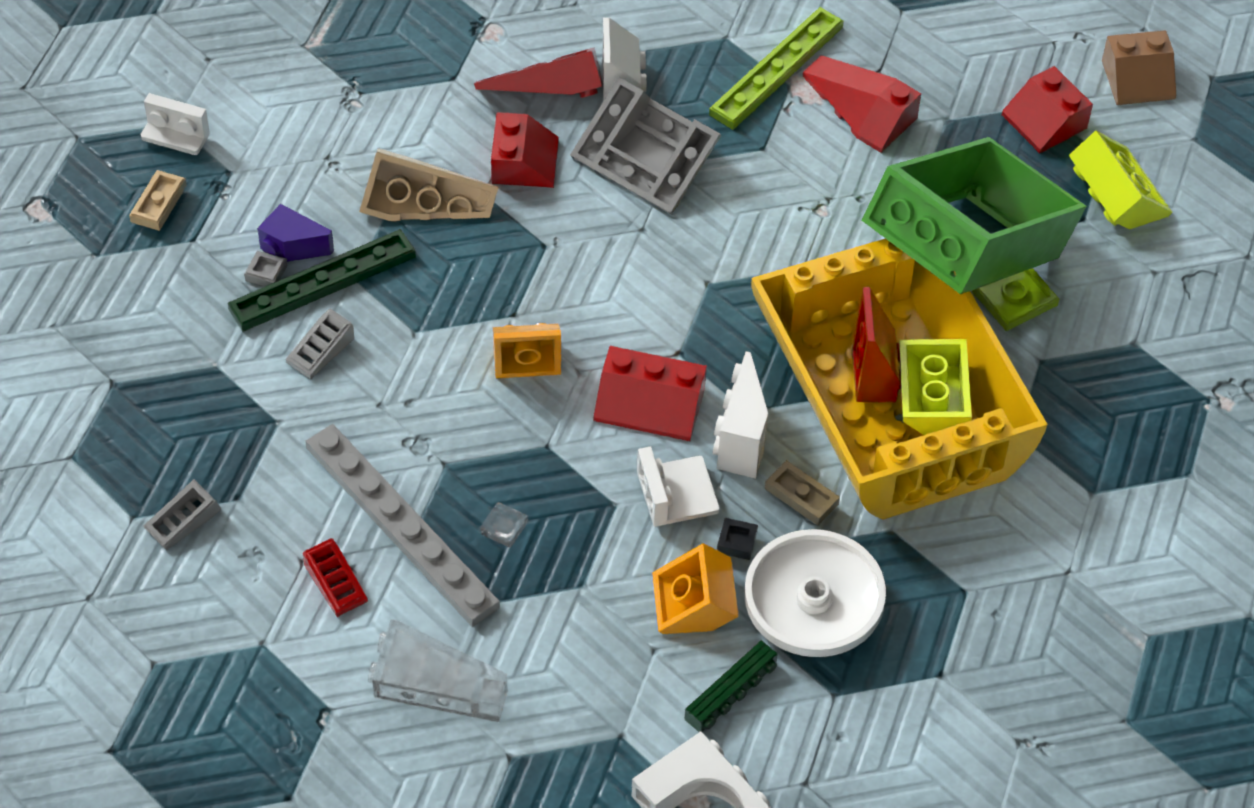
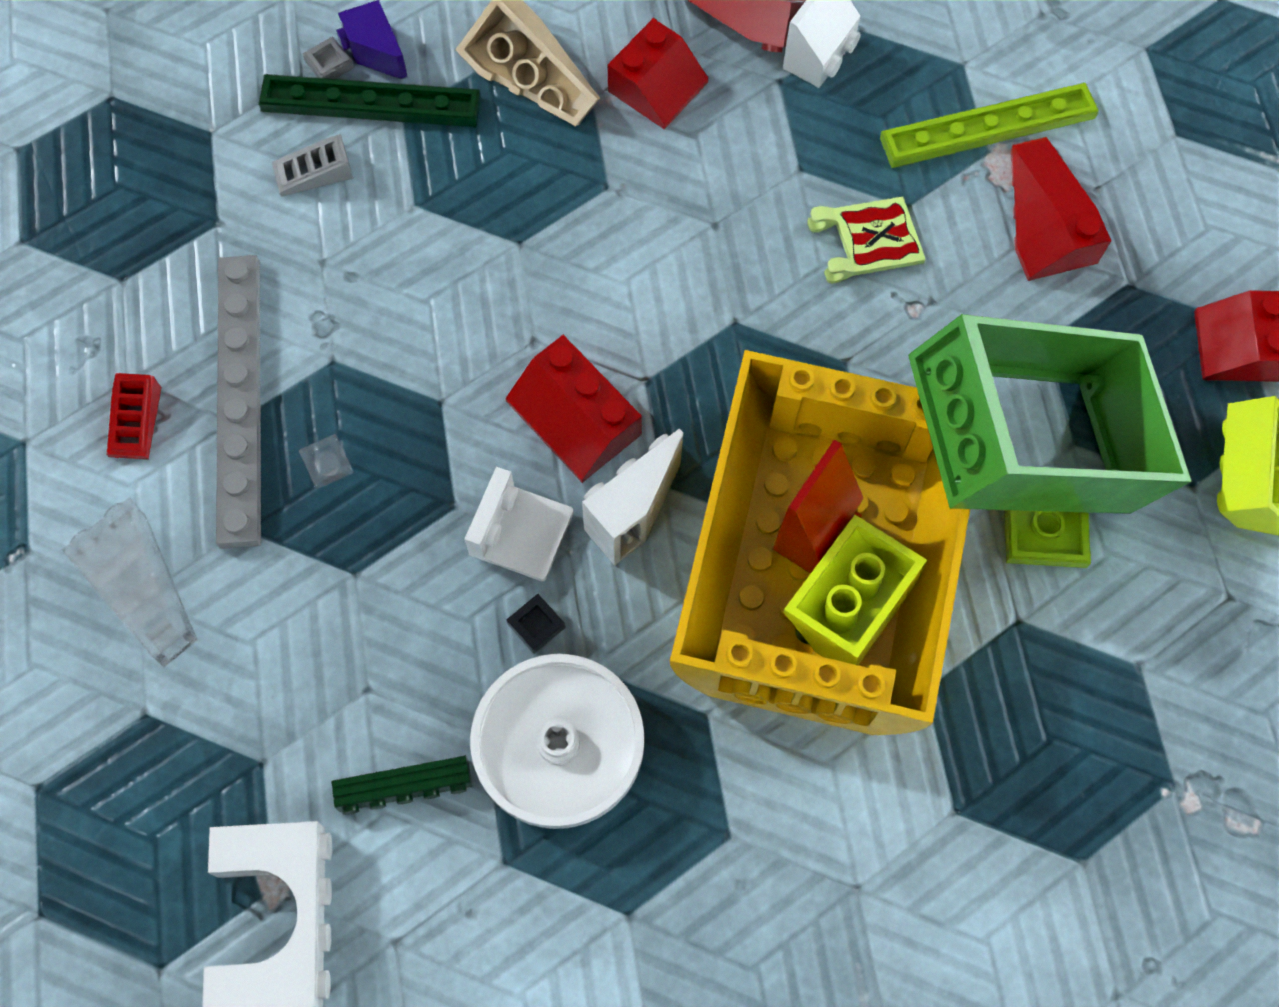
camera: 35 degrees right, 15 degrees up
(183, 499) = (81, 268): light grey slope -> none
(527, 350) = (489, 286): light orange slope -> none
(645, 146) = (780, 135): light grey slope -> none
(695, 592) = (447, 657): light orange slope -> none
(758, 177) = (873, 235): none -> yellowish green flag
(802, 492) = (641, 614): dark tan plate -> none

